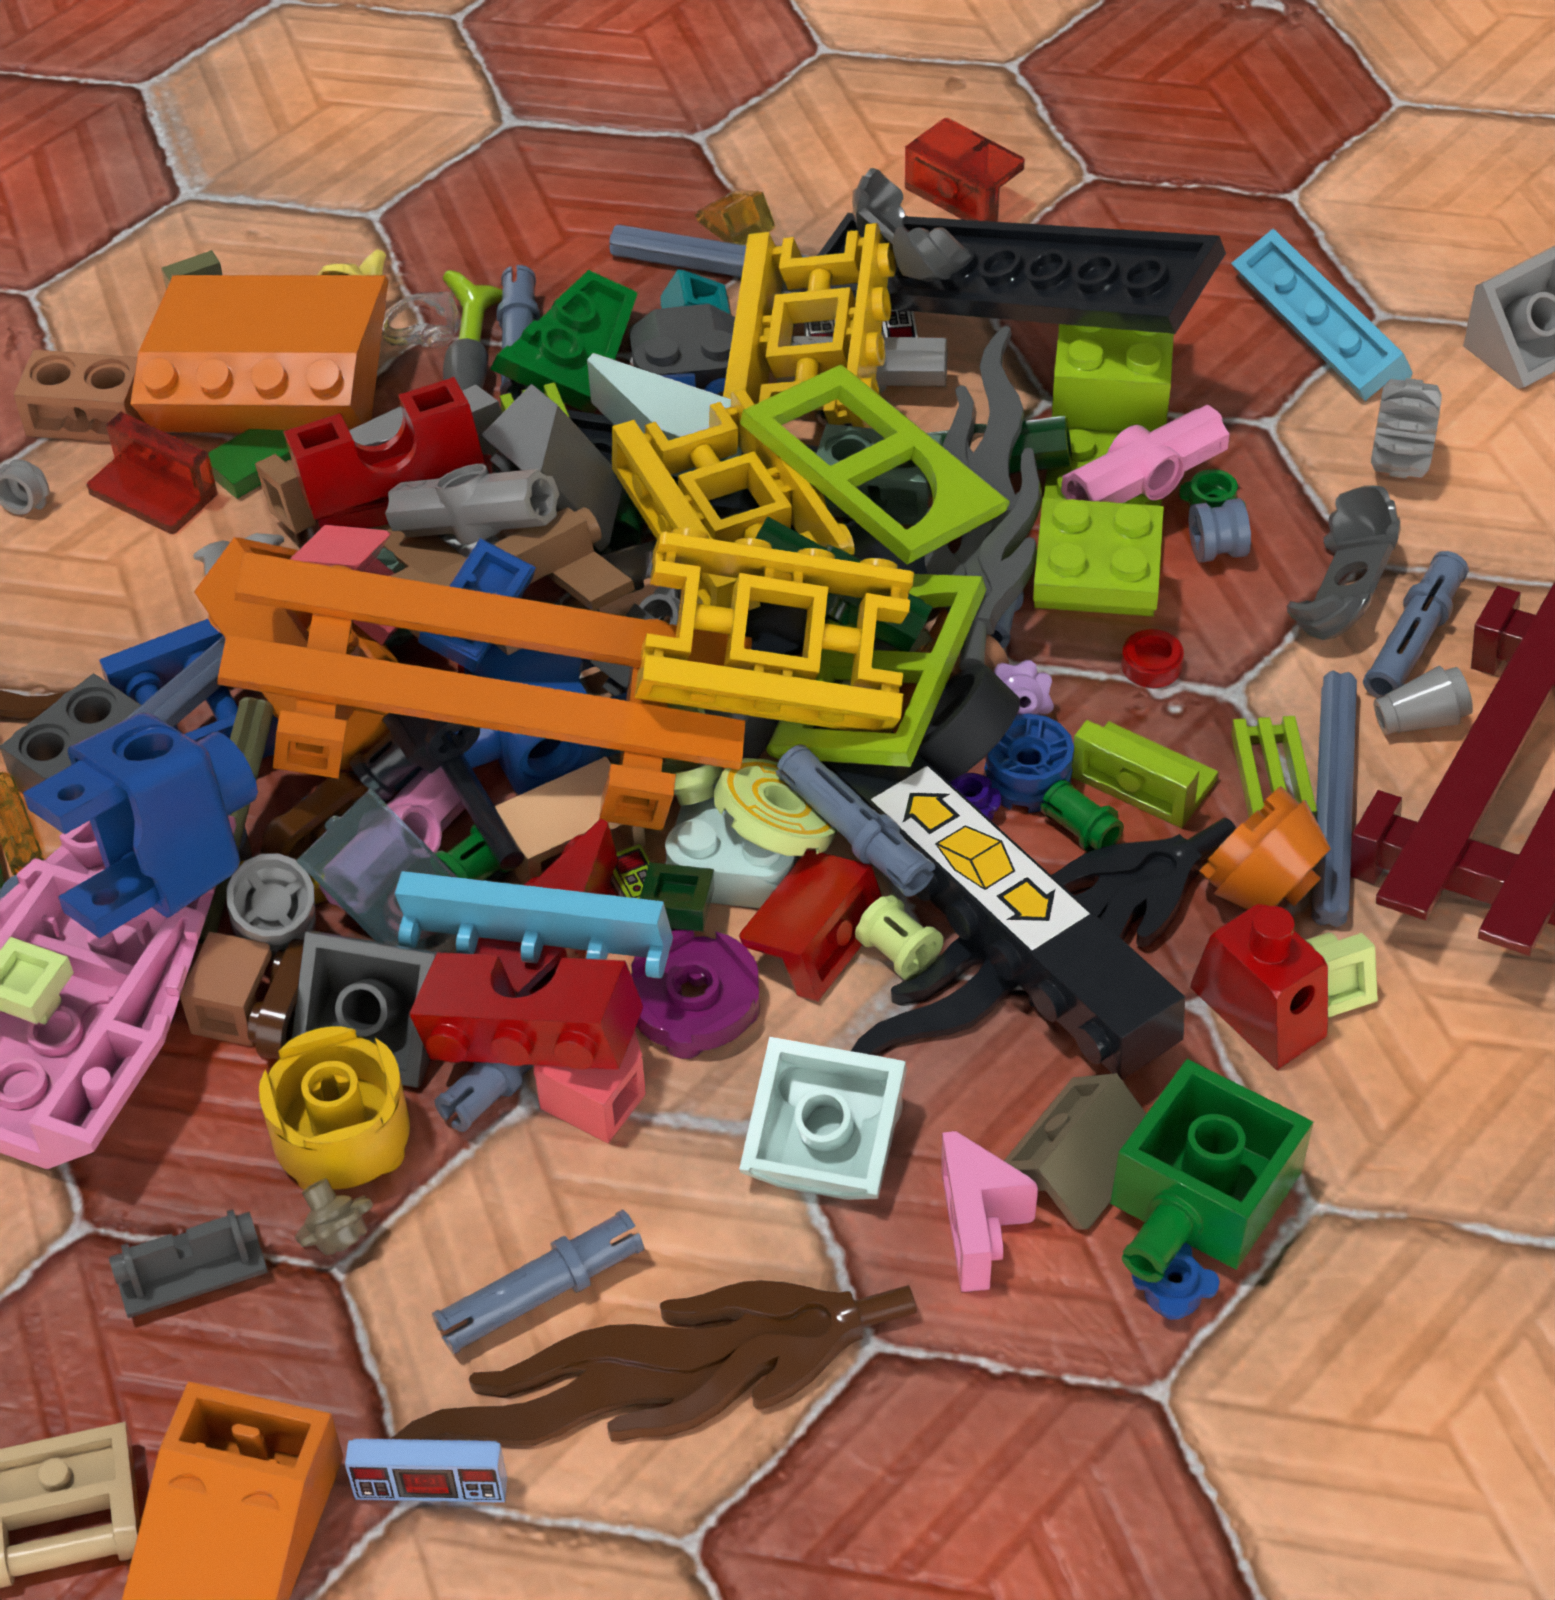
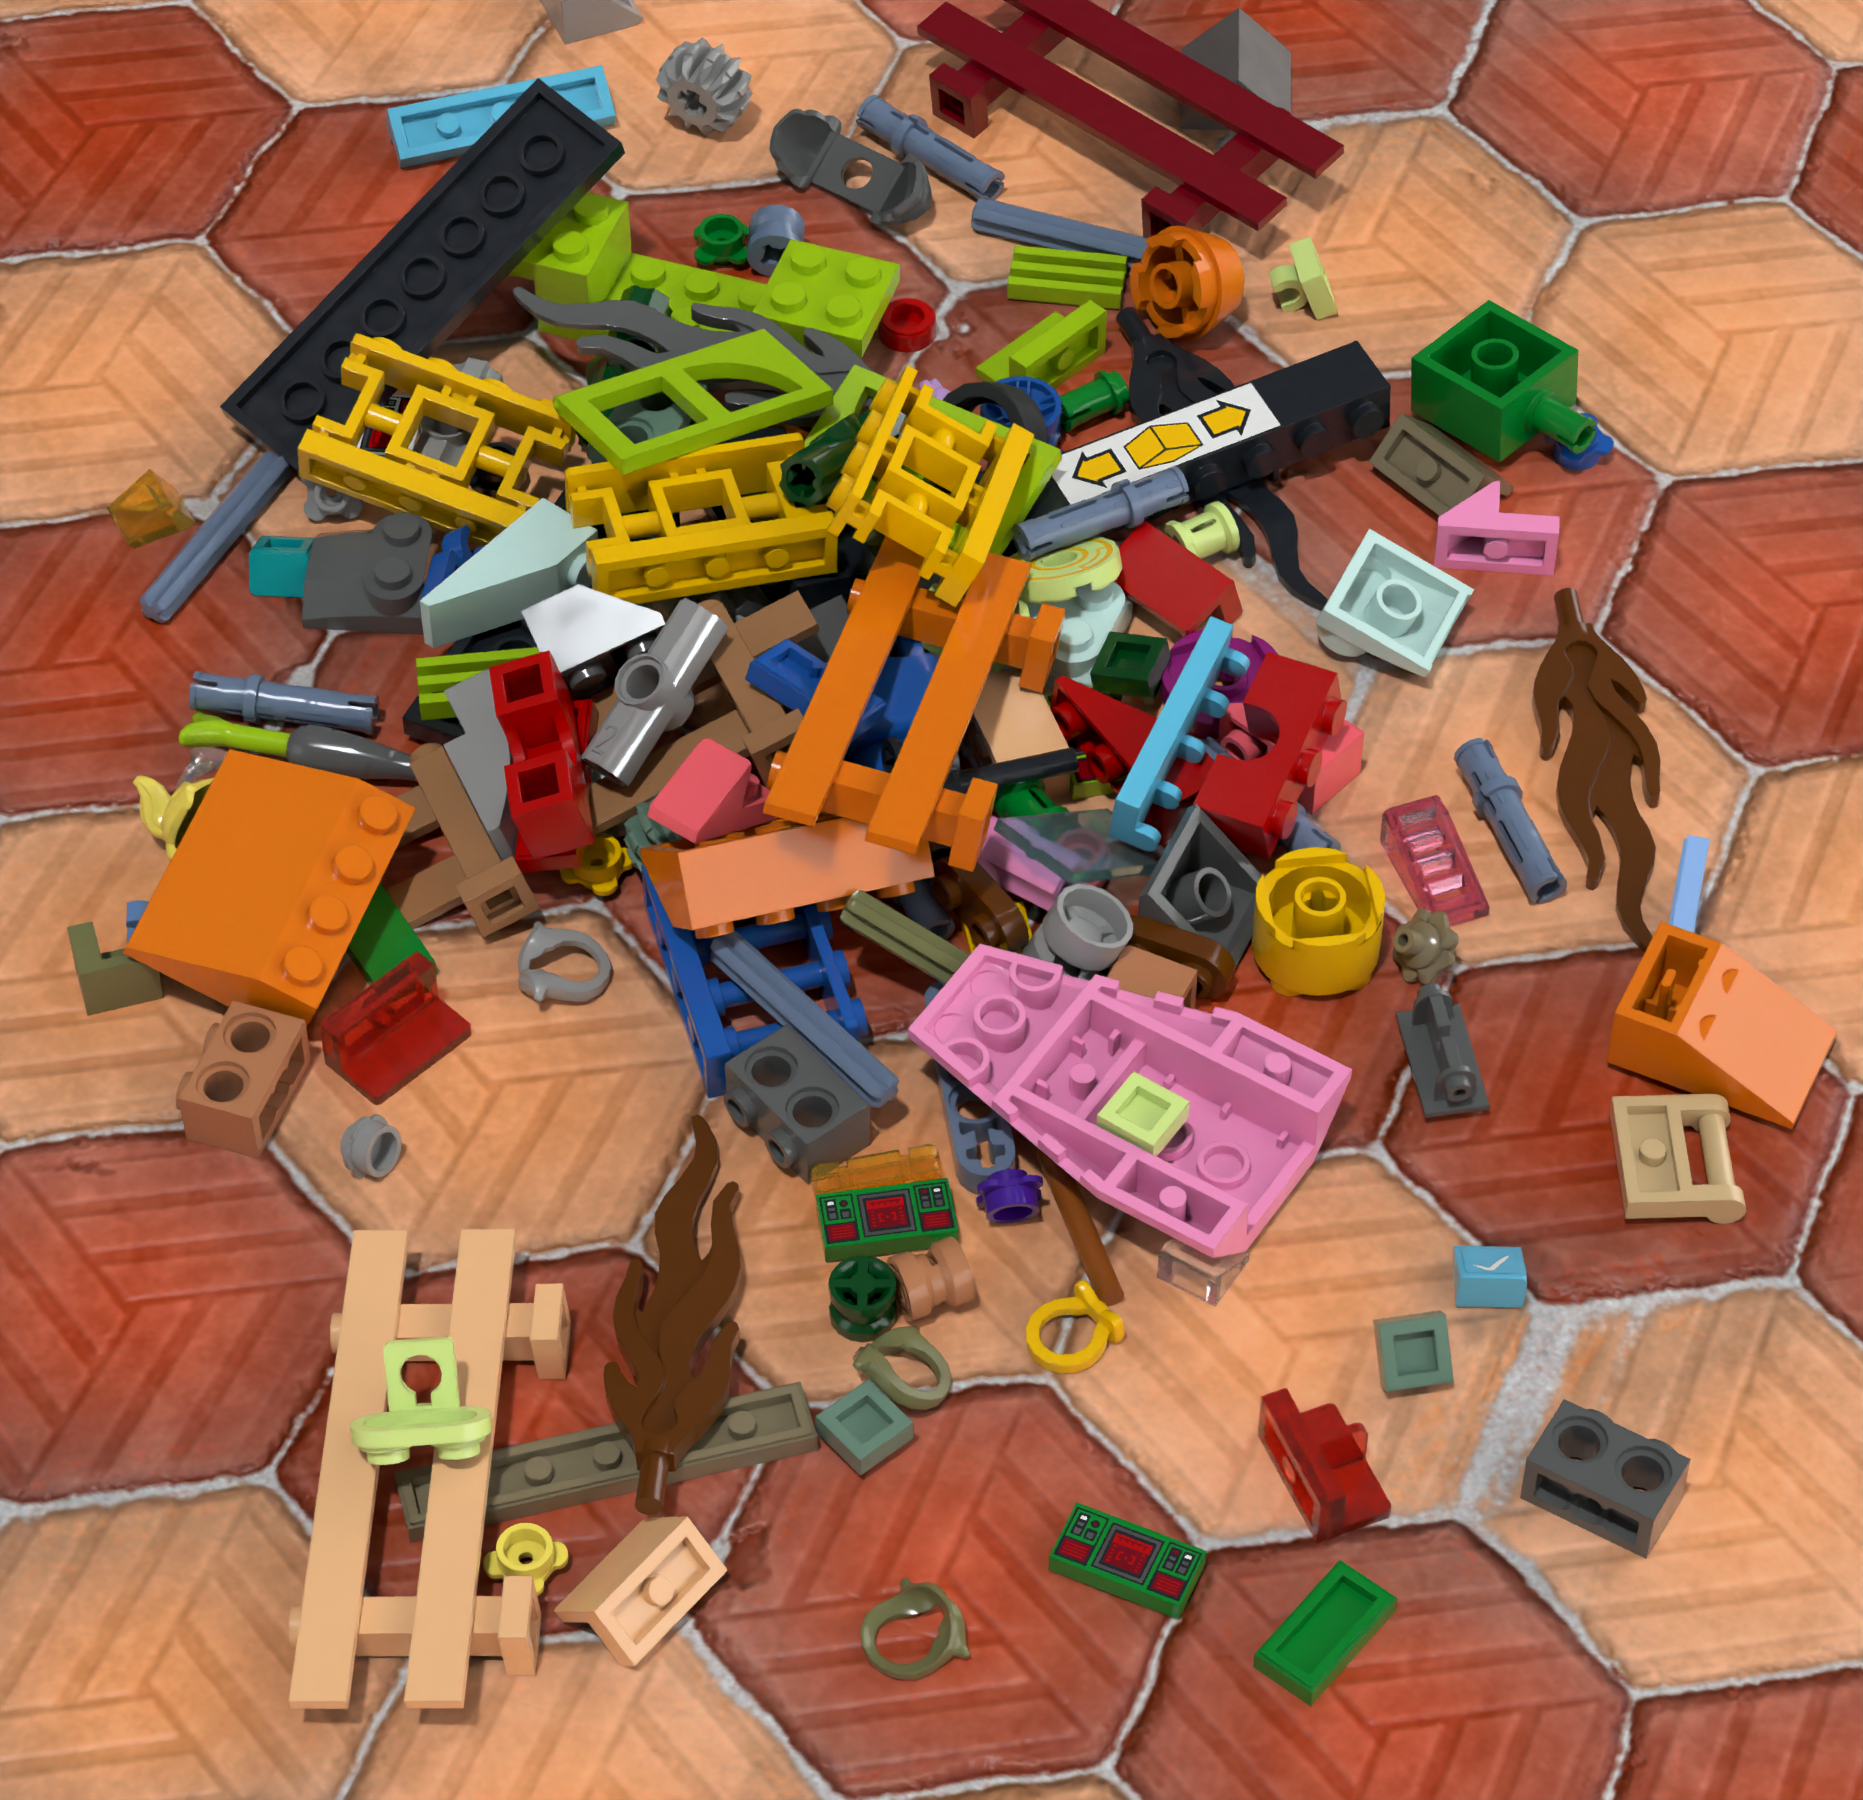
camera: 80 degrees left, 0 degrees up
(155, 815) = (1045, 916): blue piece -> none
(471, 1188) = (1422, 827): none -> clear pink slope
(556, 347) = (329, 651): green wing -> none
(917, 252) = (403, 322): dark grey piece -> none
(959, 170) = (185, 314): clear red panel -> none
(1148, 460) = (697, 250): bright pink piece -> none
(1266, 983) = (1314, 310): red torso -> none
(1425, 702) = (1025, 162): light grey cone -> none

